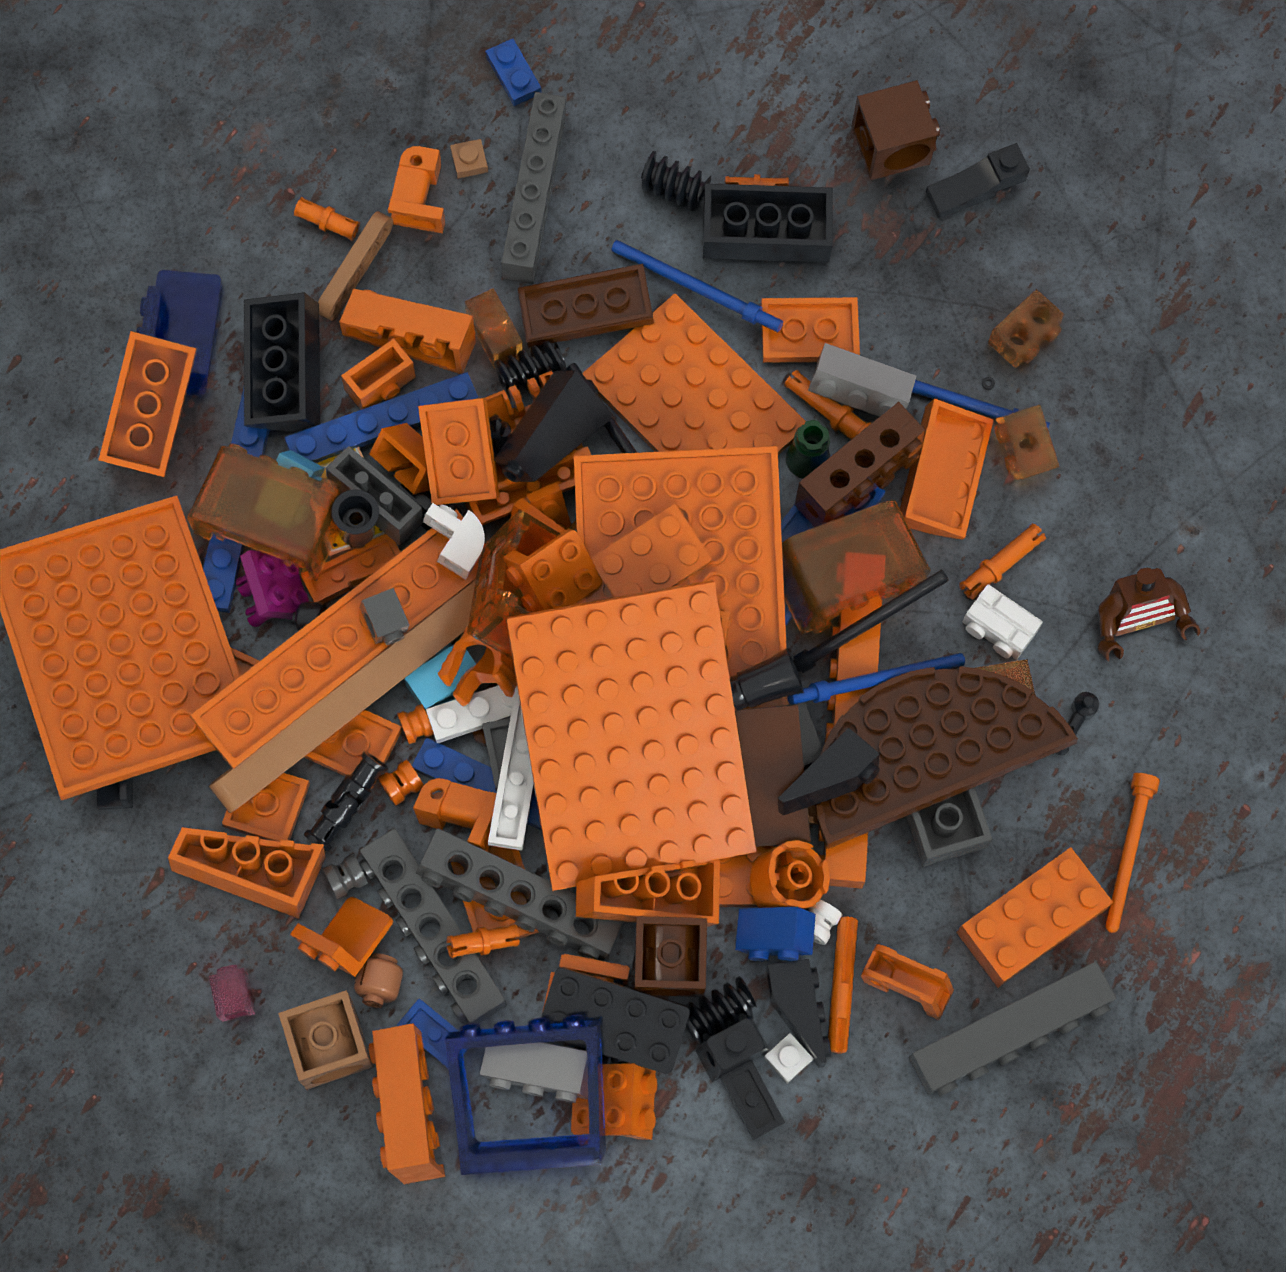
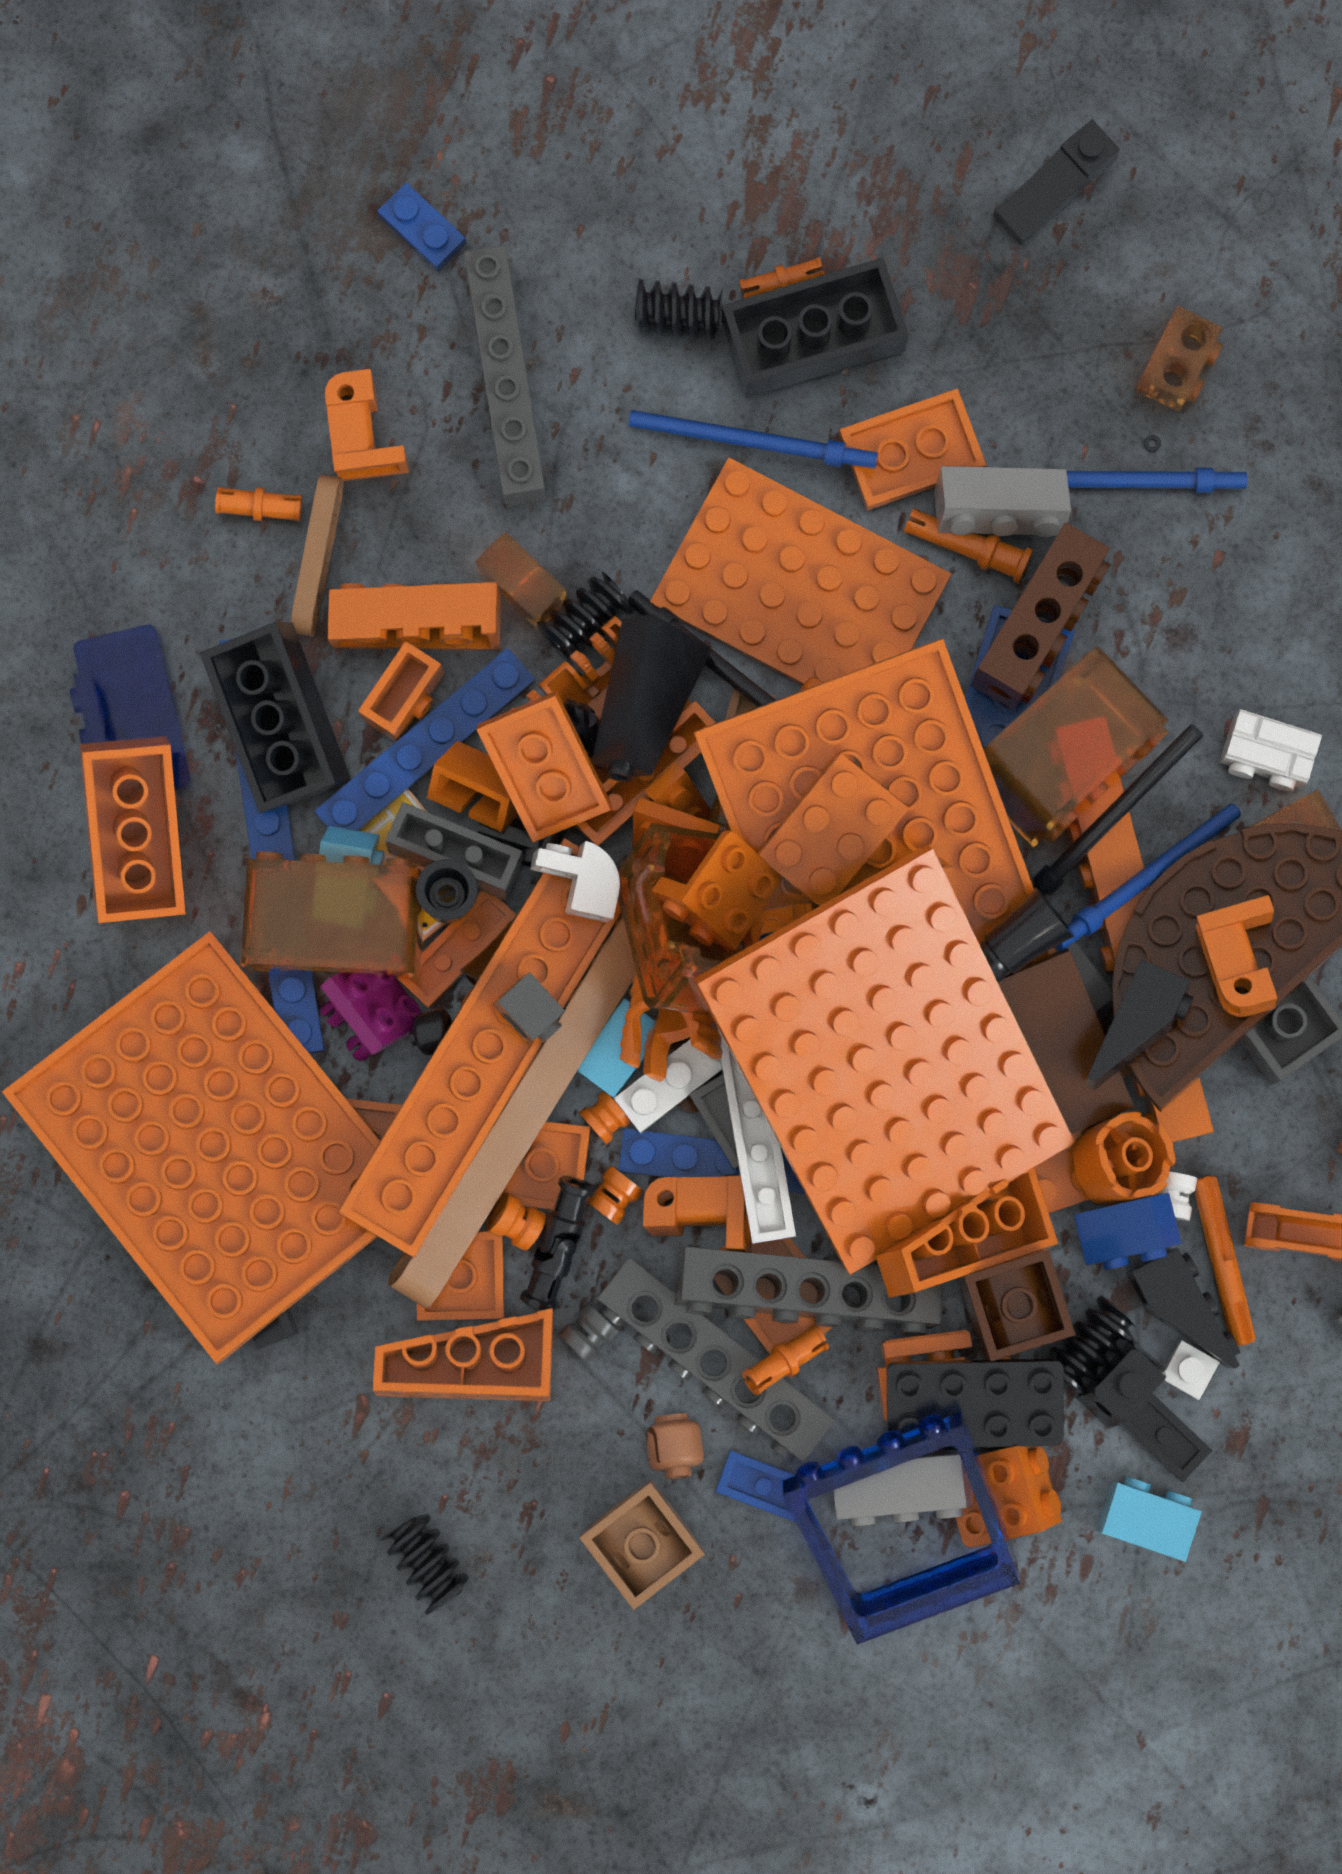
camera: 15 degrees left, 10 degrees up
(160, 1004) = (426, 1562): none -> black piece
(231, 993) = (505, 1520): clear pink brick -> none
(320, 774) = (515, 1221): none -> orange wheel
(348, 937) = (619, 1409): orange bracket -> none
(404, 1104) = (760, 1584): orange wedge -> none
(469, 158) = (407, 362): medium nougat plate -> none
(585, 305) = (623, 511): reddish brown tile -> none
(719, 1158) = (1149, 1520): none -> medium azure brick
(808, 449) = (959, 623): dark green plant -> none
(895, 129) = (933, 150): reddish brown brick -> none
(917, 765) = (1232, 958): none -> orange piece
(947, 472) = (1143, 592): orange slope -> none
(992, 570) = (1237, 684): orange pin -> none
(1035, 457) = (1247, 517): clear orange brick -> none

